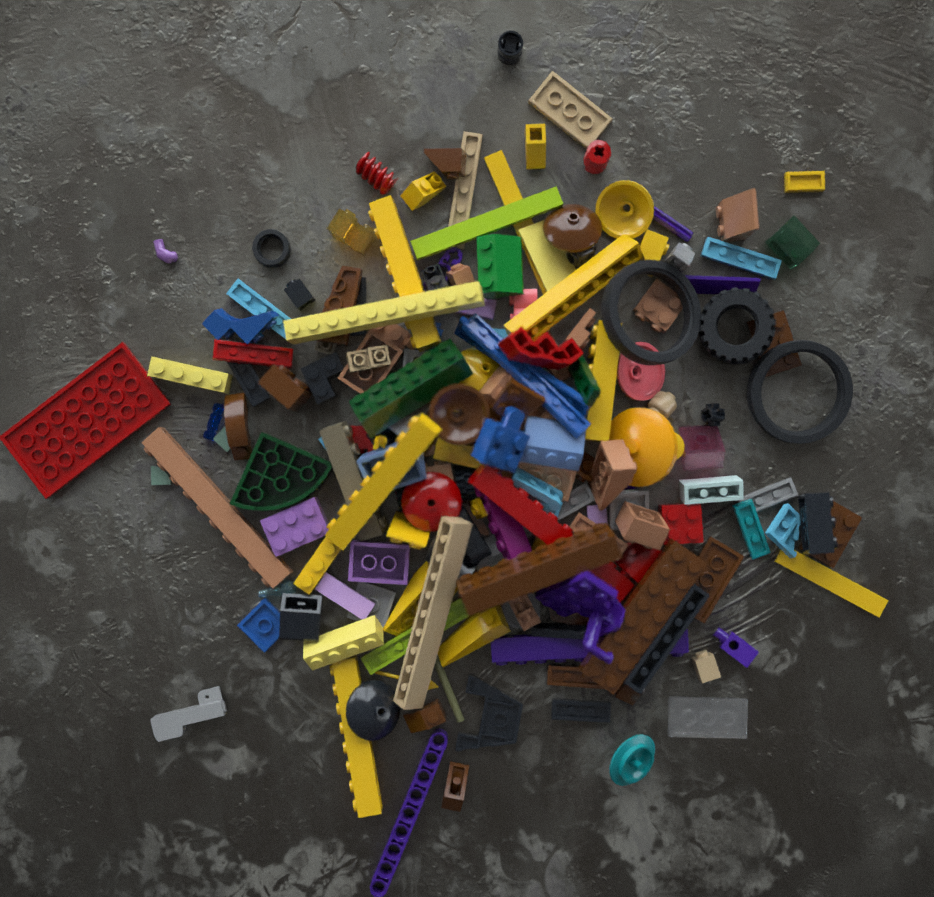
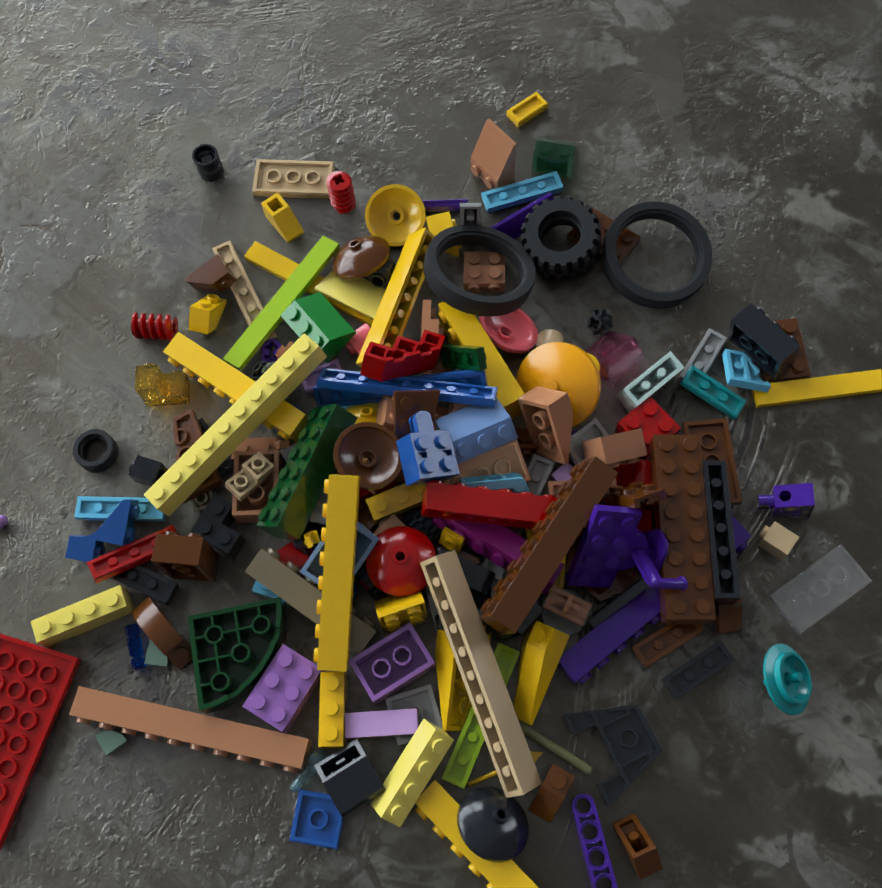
camera: 30 degrees left, 20 degrees down
(626, 576) = (633, 495): none -> reddish brown wing

